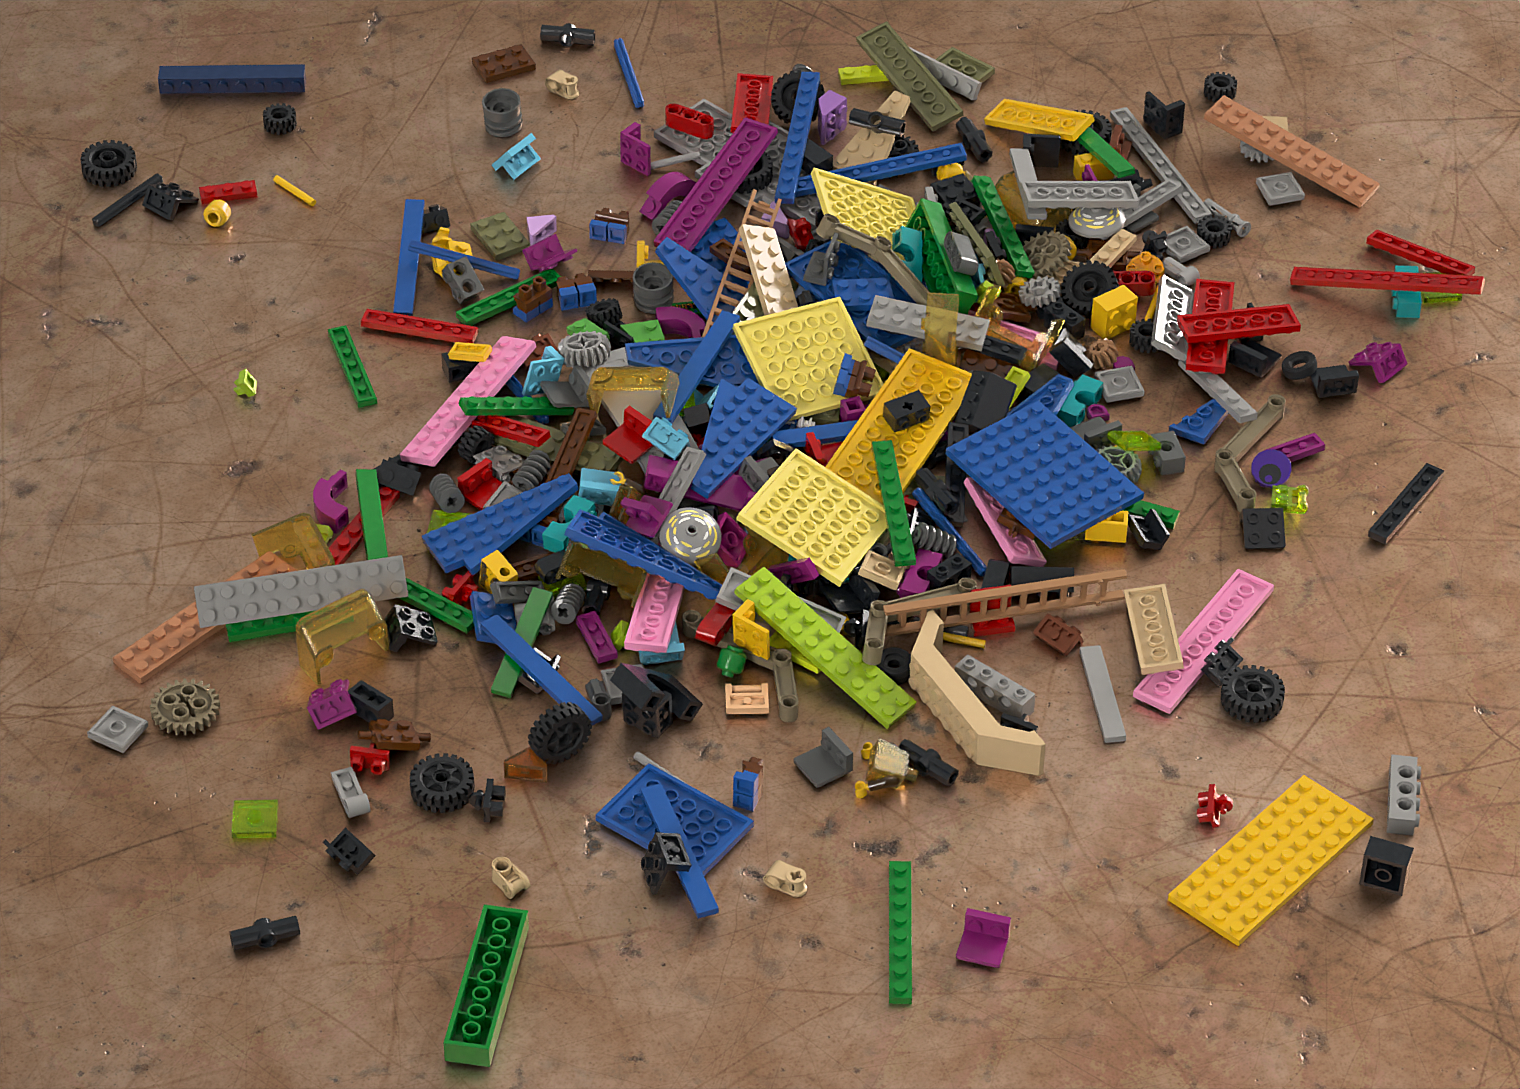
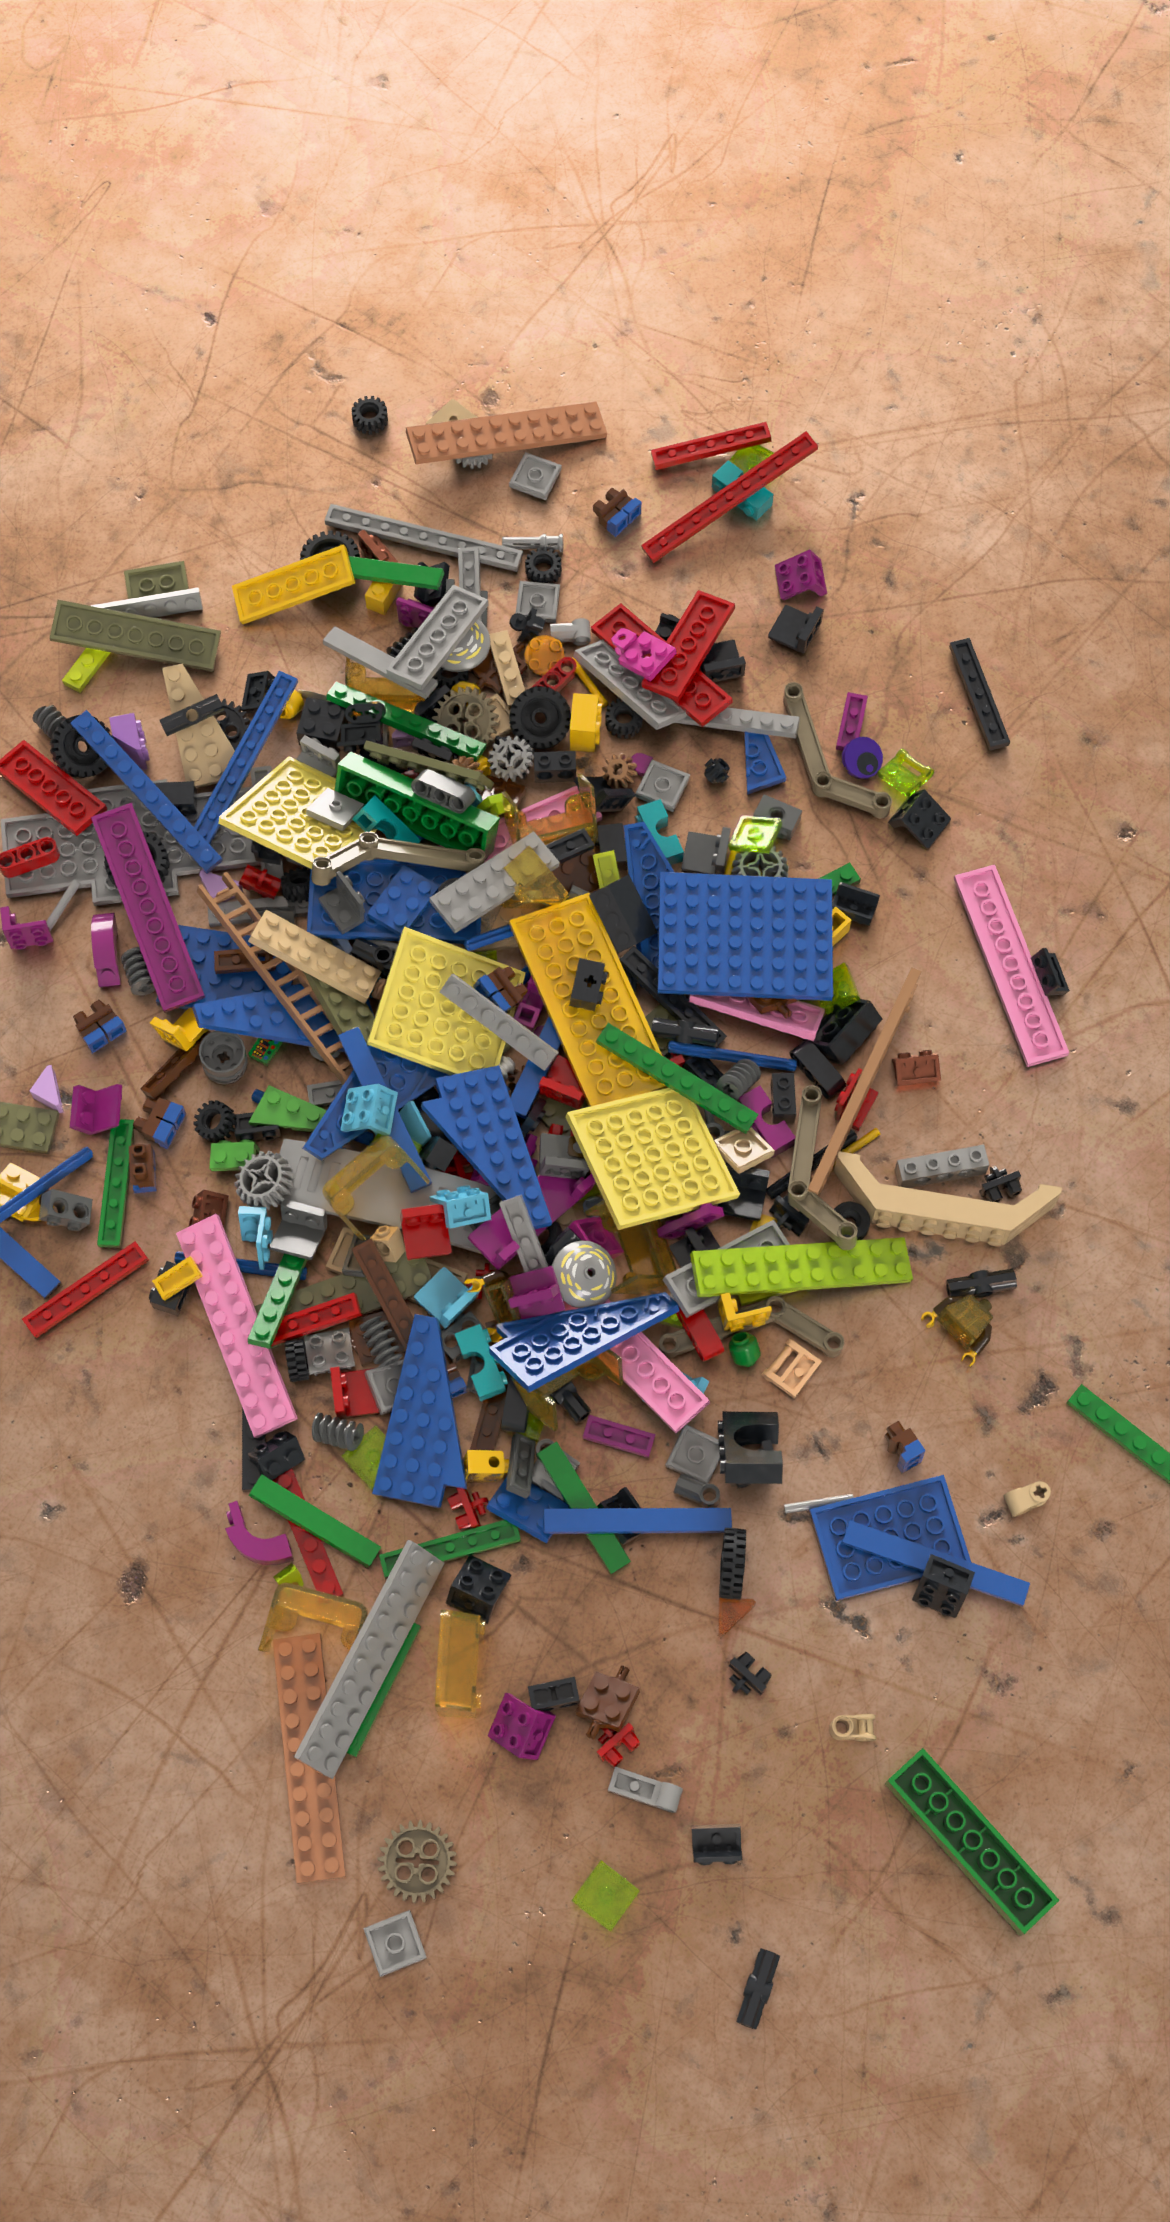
camera: 50 degrees left, 25 degrees up
(245, 384) = (27, 1499): lime tile -> none
(352, 366) = (82, 1385): green tile -> none
(441, 783) = (697, 1681): black wheel -> none
(568, 603) = (569, 1435): dark grey piece -> none
(602, 429) = (389, 1243): none -> tan brick
(619, 634) = (635, 1414): lime tile -> none
(680, 321) = (287, 1062): magenta arch -> none
(688, 356) = (369, 1108): none -> medium azure bracket
(826, 761) = (917, 1363): dark grey bracket -> none
(827, 386) = (499, 1022): none -> light grey plate
(887, 223) = (334, 809): none -> light grey plate
(974, 139) = (259, 650): black piece -> none
(981, 200) = (365, 707): none -> black beam
(1043, 149) = (330, 614): black bracket -> none
(1068, 557) = (843, 988): none -> clear neon green plate
(1097, 410) = (680, 828): magenta tile -> none
(1102, 694) = (1006, 1087): light grey tile -> none
(1153, 629) = (976, 994): tan plate -> none
(1162, 118) = (372, 491): black bracket -> none
(1164, 401) = (716, 770): none -> black gear
(1201, 302) = (632, 650): none -> dark pink plate
(1252, 693) = (1099, 963): black wheel -> none
(1299, 372) = (753, 627): black tyre -> none
(1306, 239) = (618, 511): none -> hips

